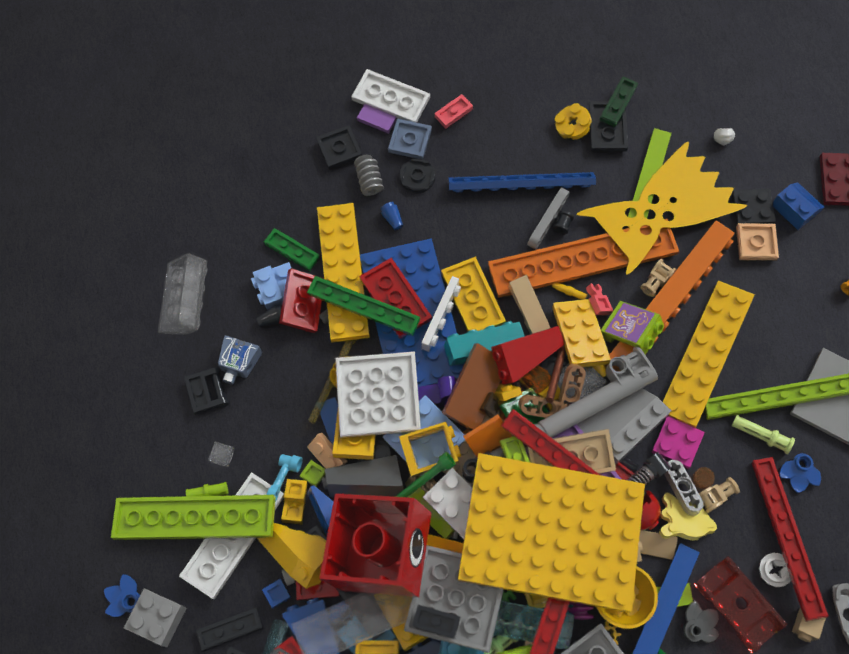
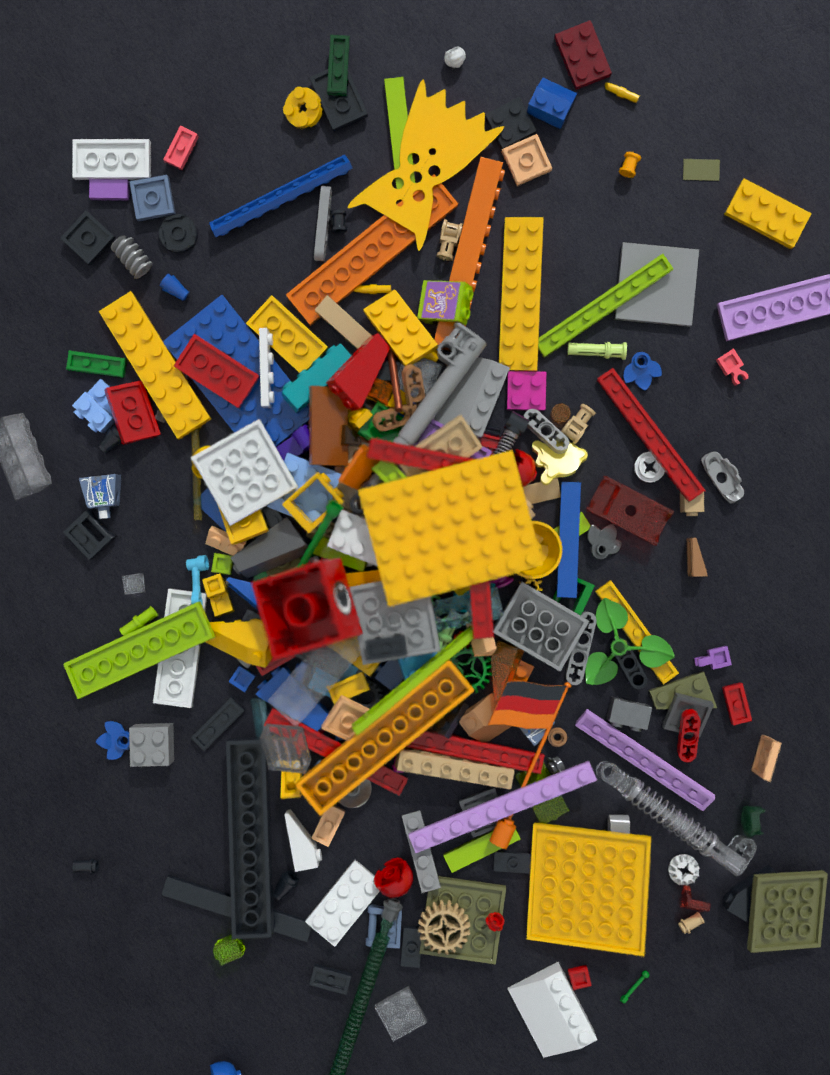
camera: 25 degrees left, 20 degrees up
(364, 305) = (191, 394): green plate -> none
(599, 301) = (404, 288): coral plate -> none

